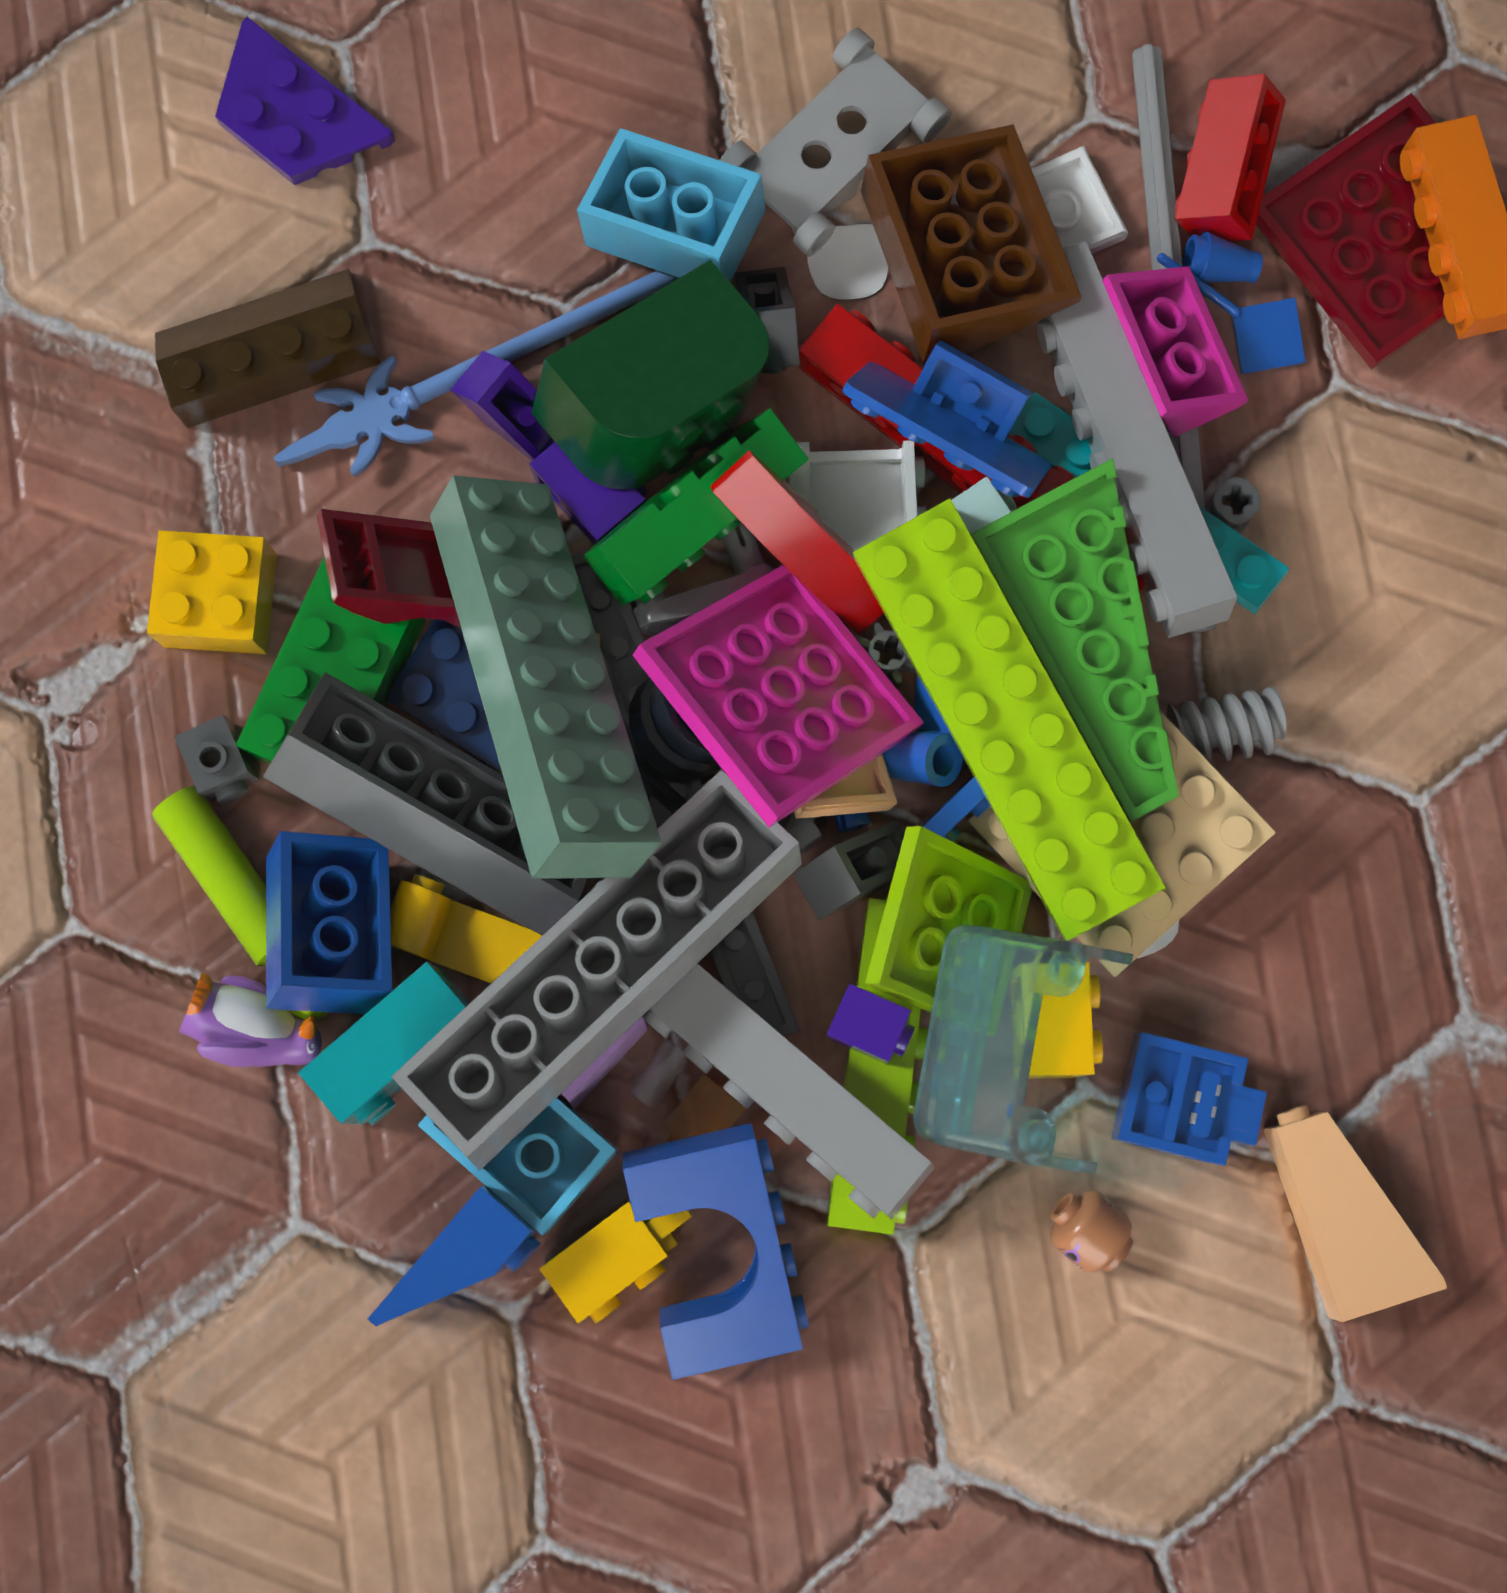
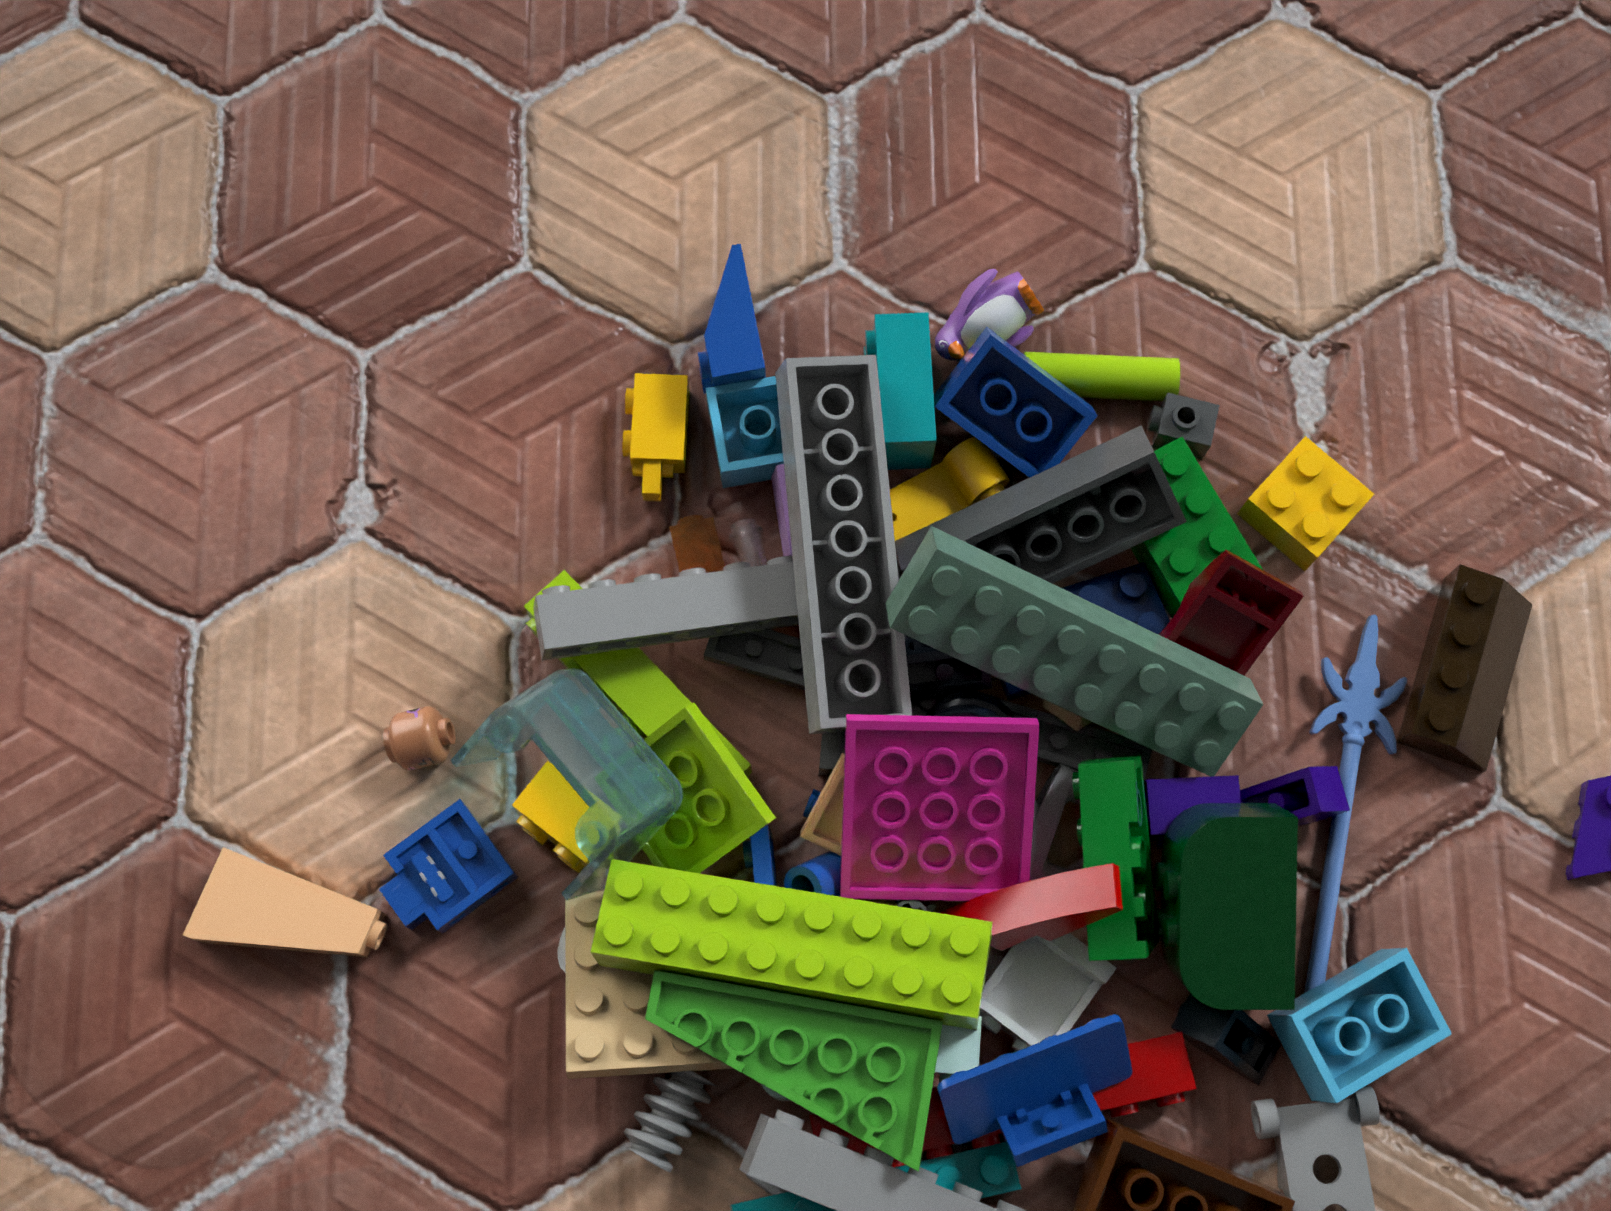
camera: 125 degrees right, 5 degrees down
(755, 1314) = (645, 529): blue arch -> none
(849, 263) = (1226, 1136): white sticker -> none
(851, 870) = (780, 773): dark grey slope -> none
(871, 1025) = (665, 690): dark purple brick -> none

